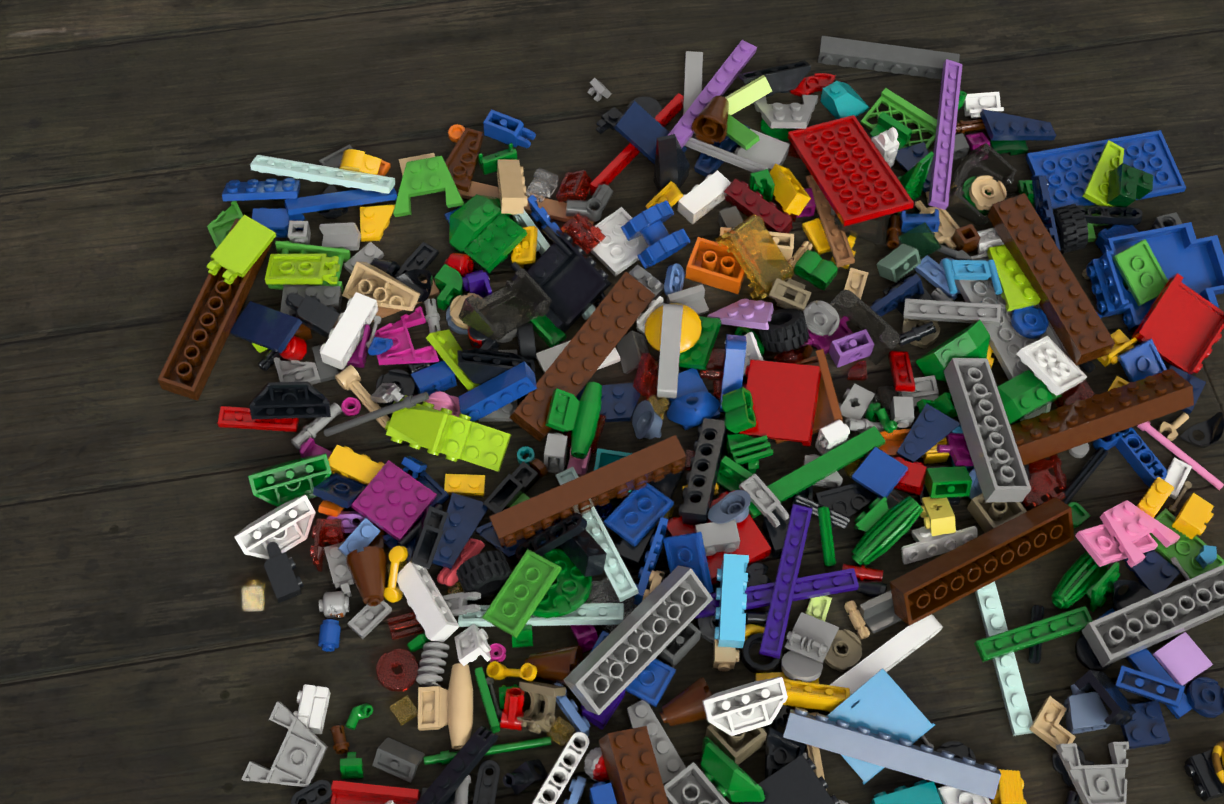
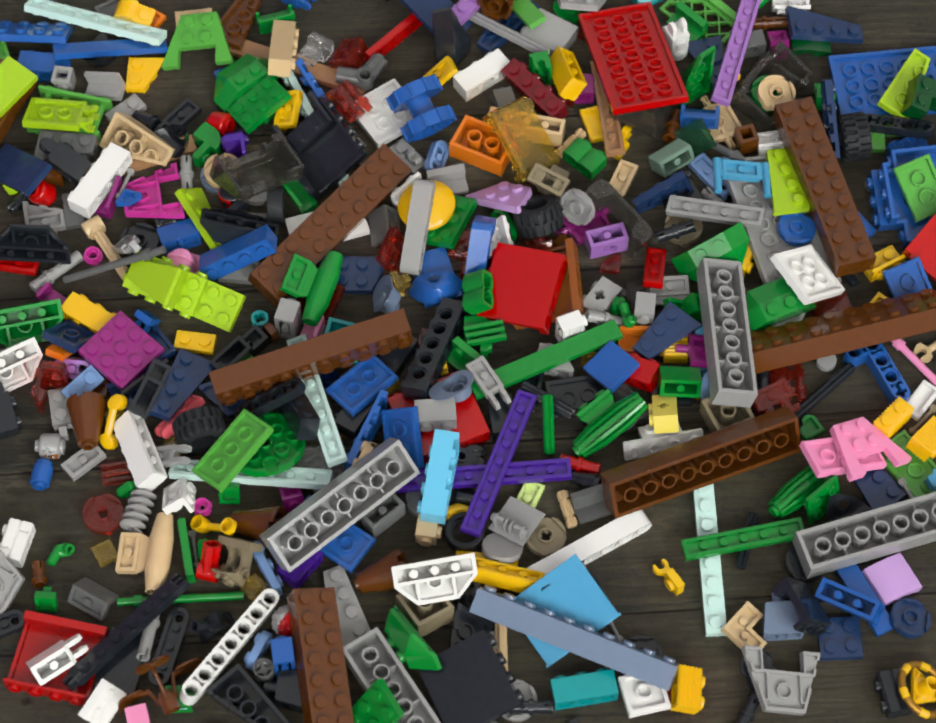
camera: 10 degrees right, 0 degrees up
(972, 681) = (672, 580): none -> yellow plate

